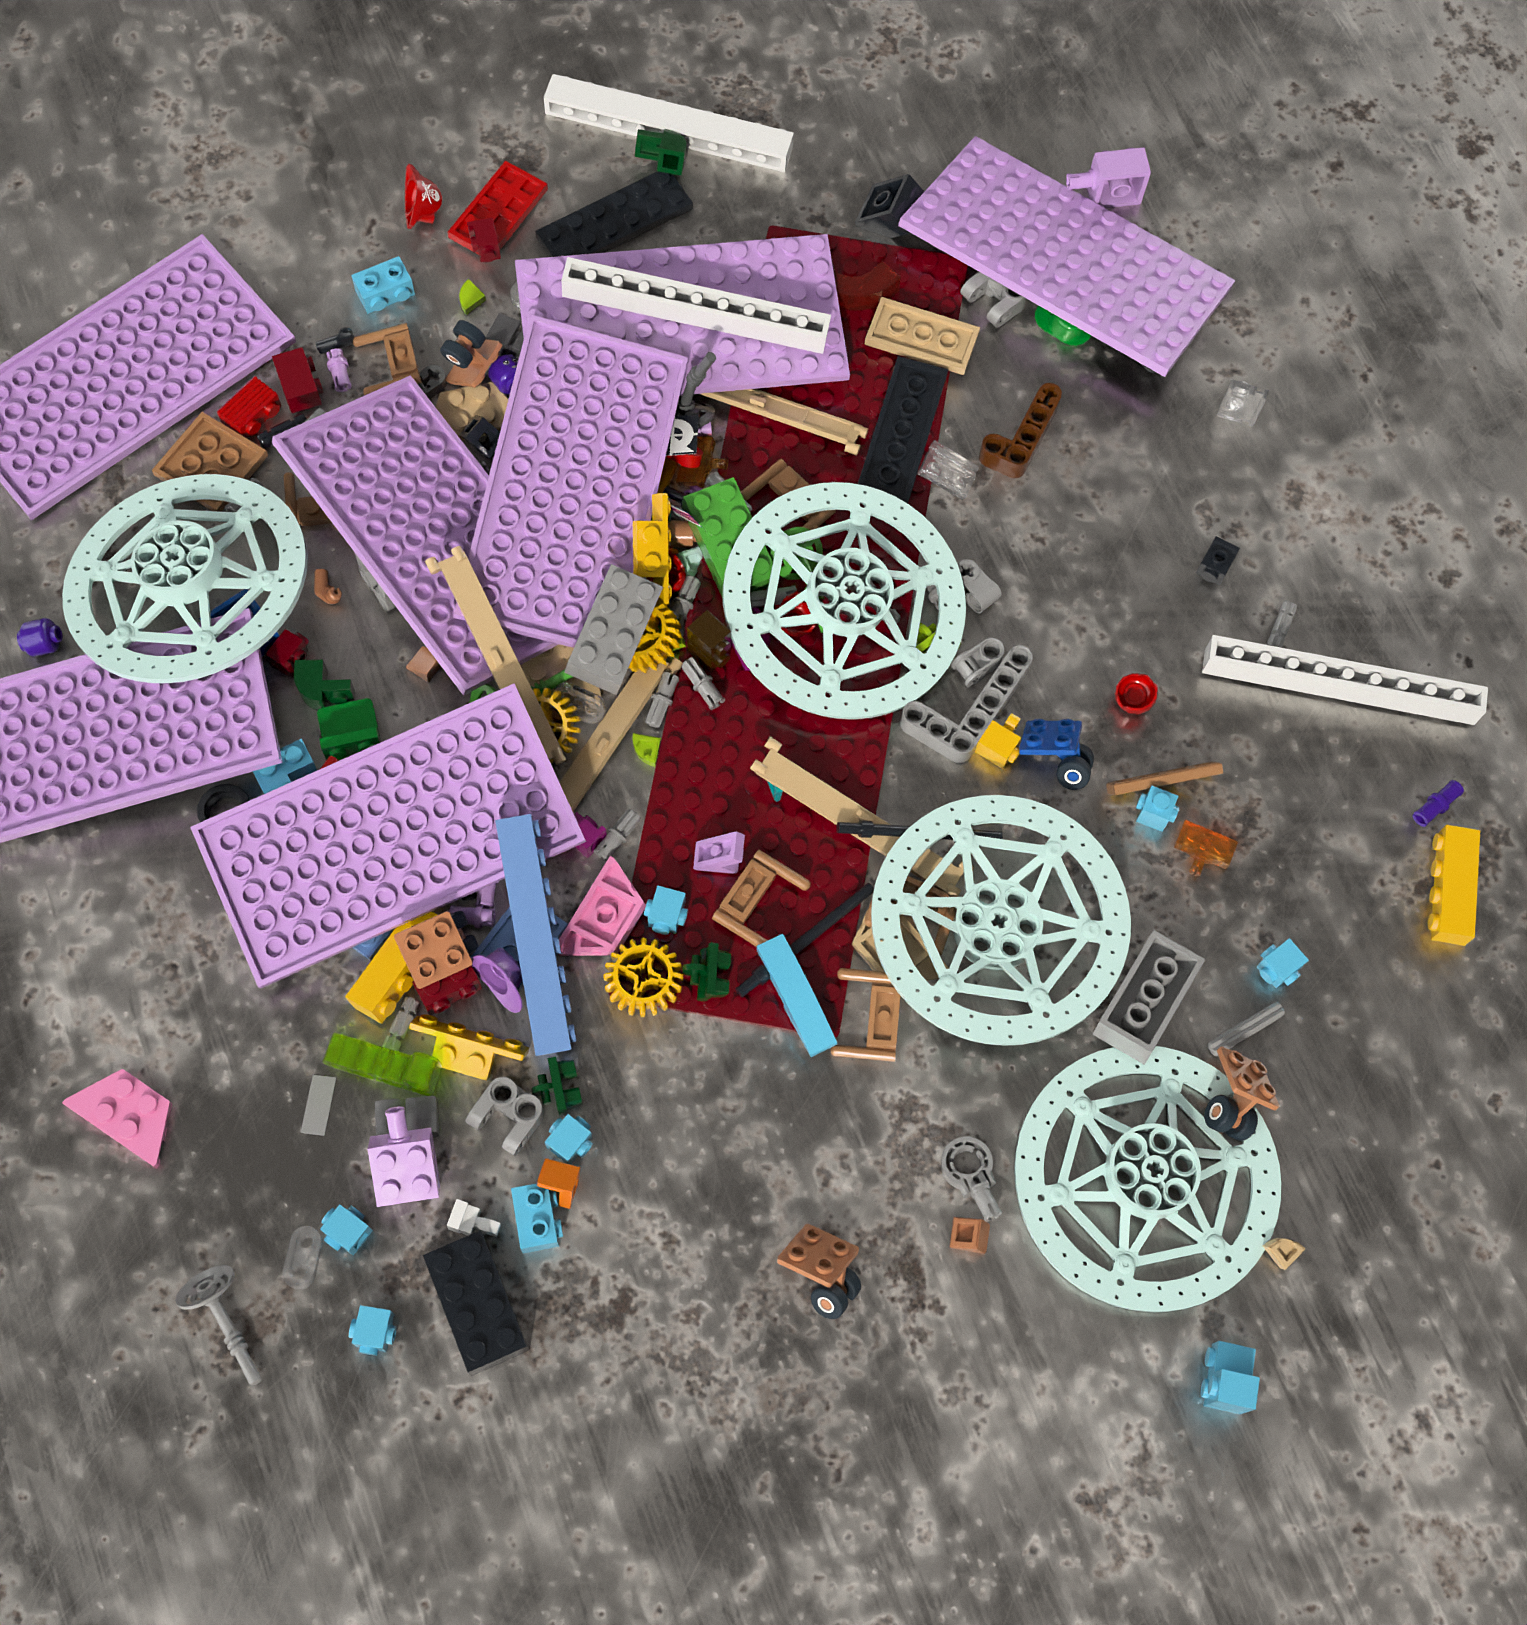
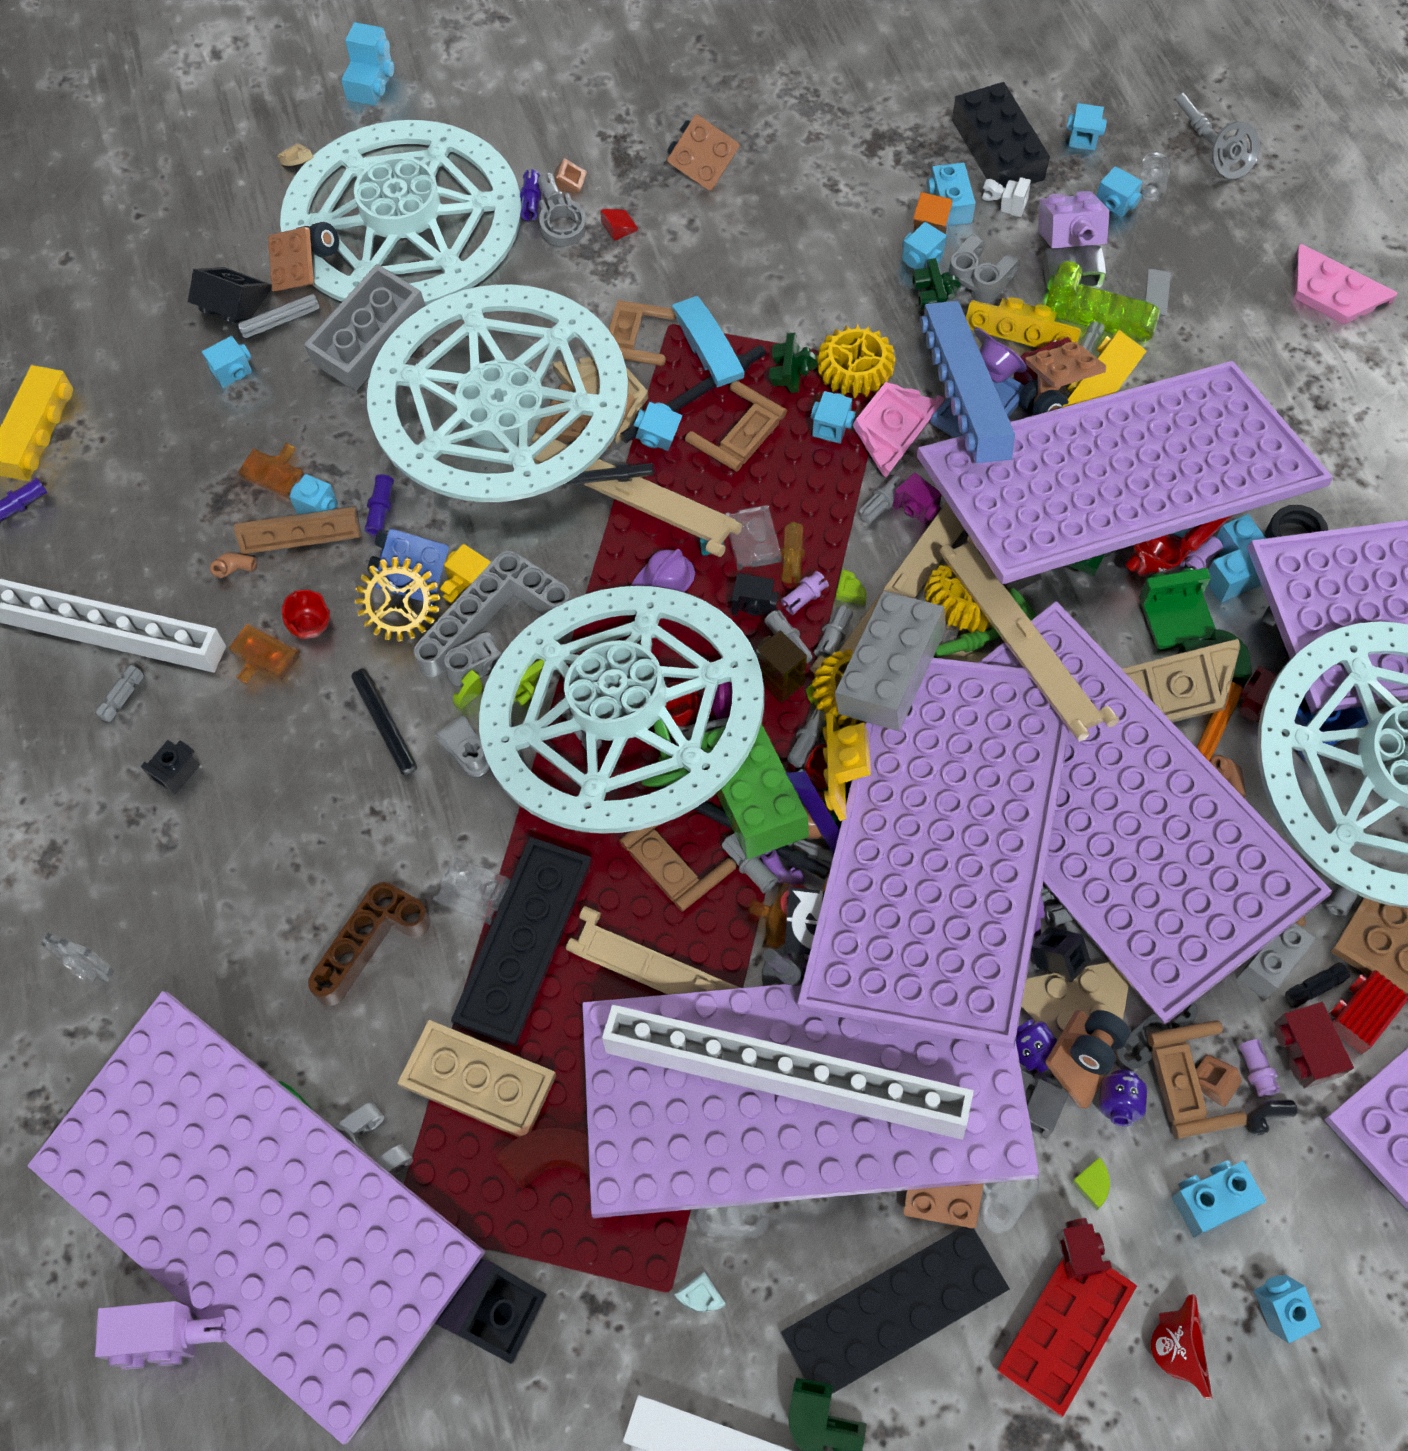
camera: 170 degrees left, 5 degrees down
(337, 619) = (1218, 723): none -> orange axle
(347, 220) = (1287, 1308): none -> medium azure brick
(356, 655) = (1190, 681): none -> tan wing
(372, 365) = (1218, 1079): none -> nougat slope
(436, 339) = (1123, 1098): none -> dark purple head
(685, 730) = (809, 589): none -> lavender pin
(701, 766) = (792, 552): none -> clear yellow axle
(720, 853) = (776, 464): lavender slope -> none
(735, 719) = (754, 595): none -> black brick
(737, 782) = (757, 541): none -> clear plate
(748, 225) = (700, 1295): none -> light aqua tile
(819, 742) = (667, 570): none -> medium lavender piece
(838, 886) = (657, 425): none -> medium azure brick
(905, 1168) = (617, 223): none -> red slope
(979, 635) = (470, 690): none -> lime tile
(1007, 1200) = (530, 195): none -> dark purple pin
(1048, 610) = (384, 721): none -> black axle
(1056, 701) = (377, 615): none -> yellow gear
(1095, 810) = (379, 504): none -> dark purple pin
(1167, 662) = (262, 654): none -> clear orange plate
(1220, 750) = (232, 562): none -> nougat arm
(1305, 1051) = (227, 293): none -> black slope

